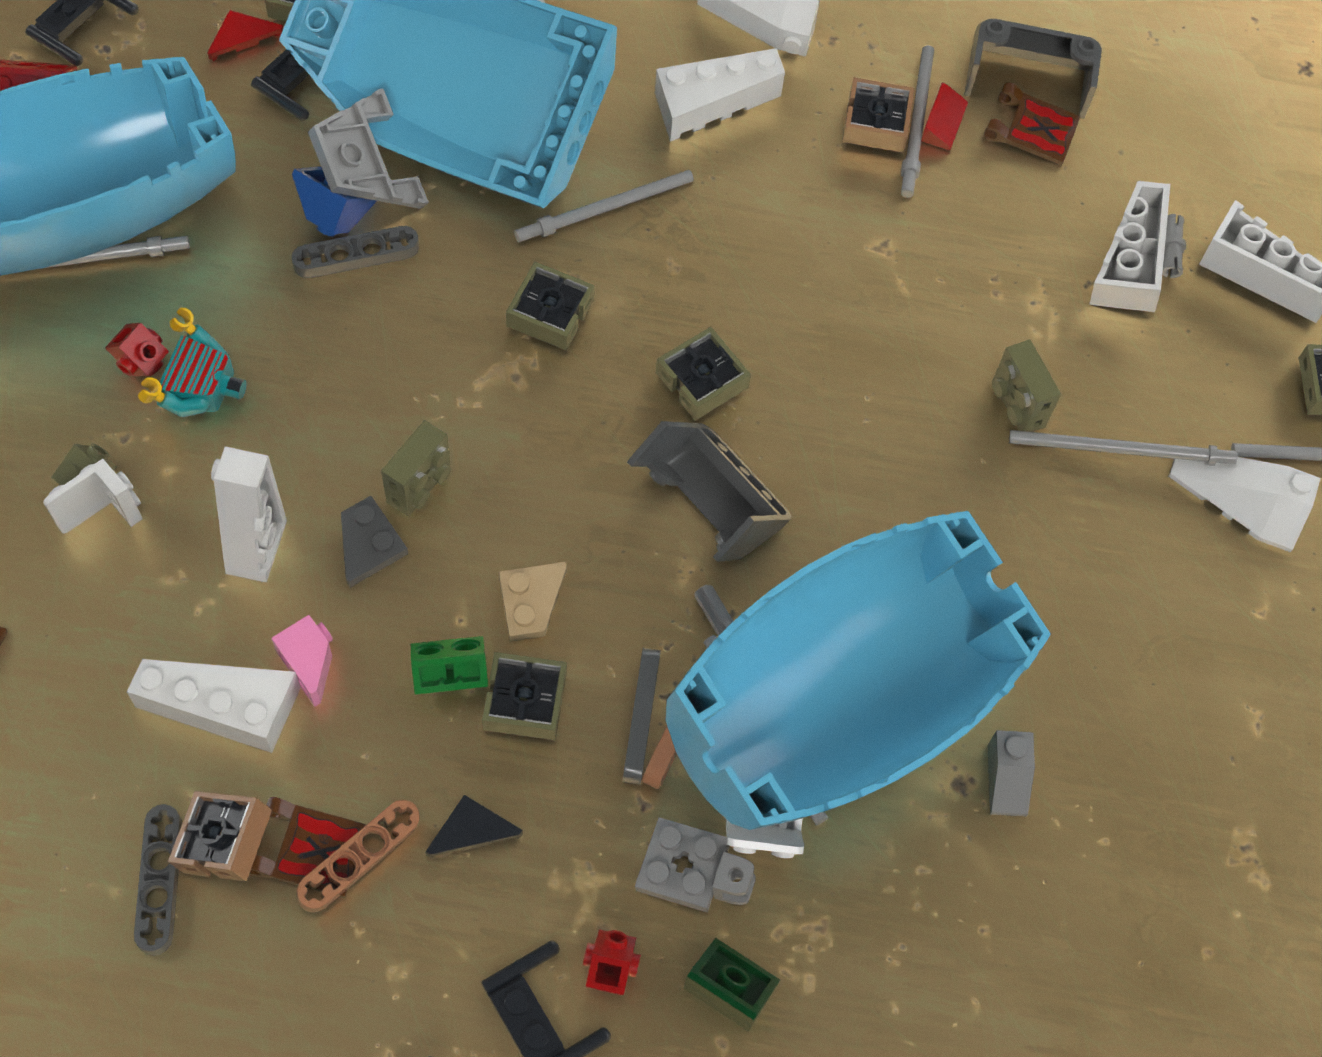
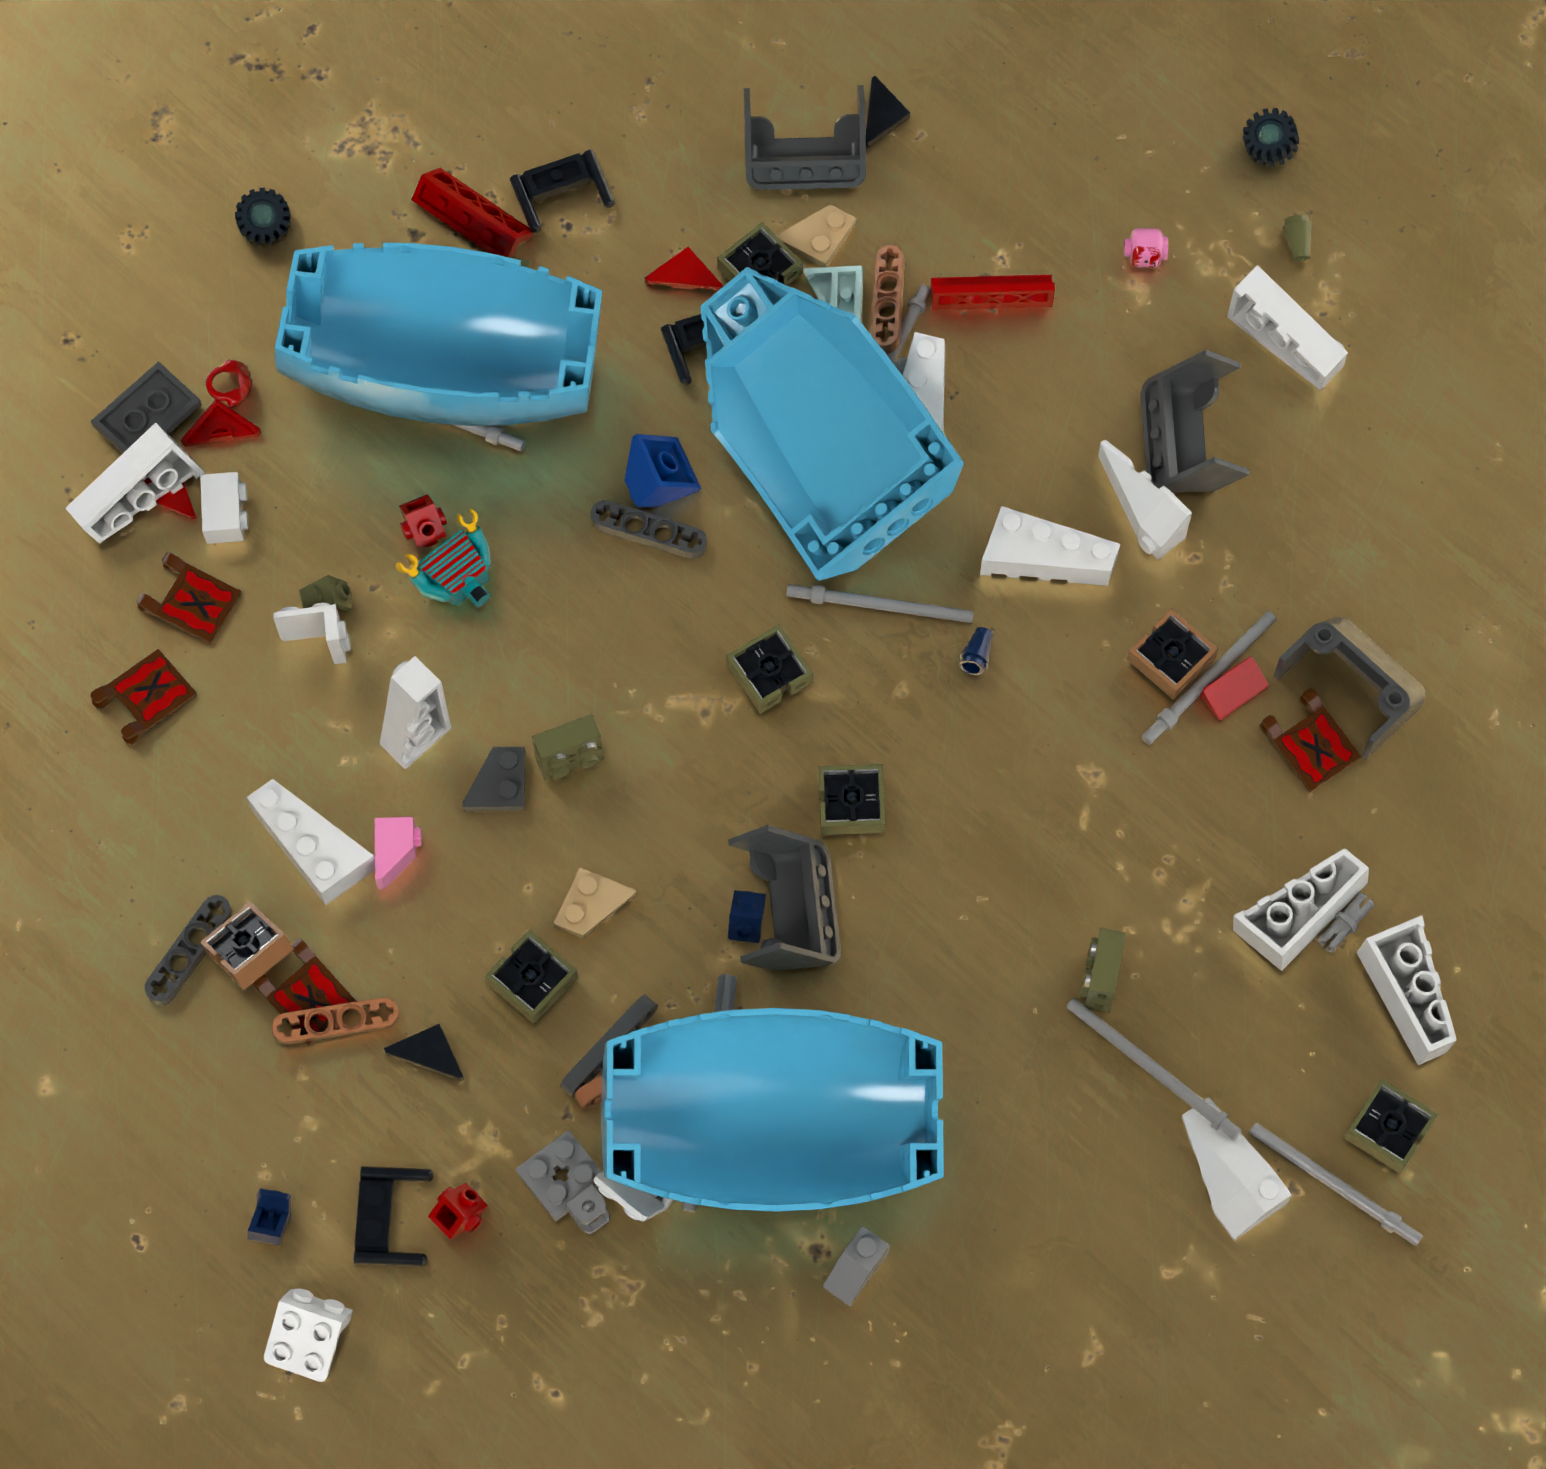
camera: 40 degrees right, 5 degrees up
(353, 159) = (688, 450): light grey wing -> none
(448, 665) = (490, 918): green brick -> none
(683, 525) = (746, 916): none -> dark blue bracket
(717, 199) = (976, 653): none -> dark blue cone
(731, 983) = (536, 1281): dark green slope -> none

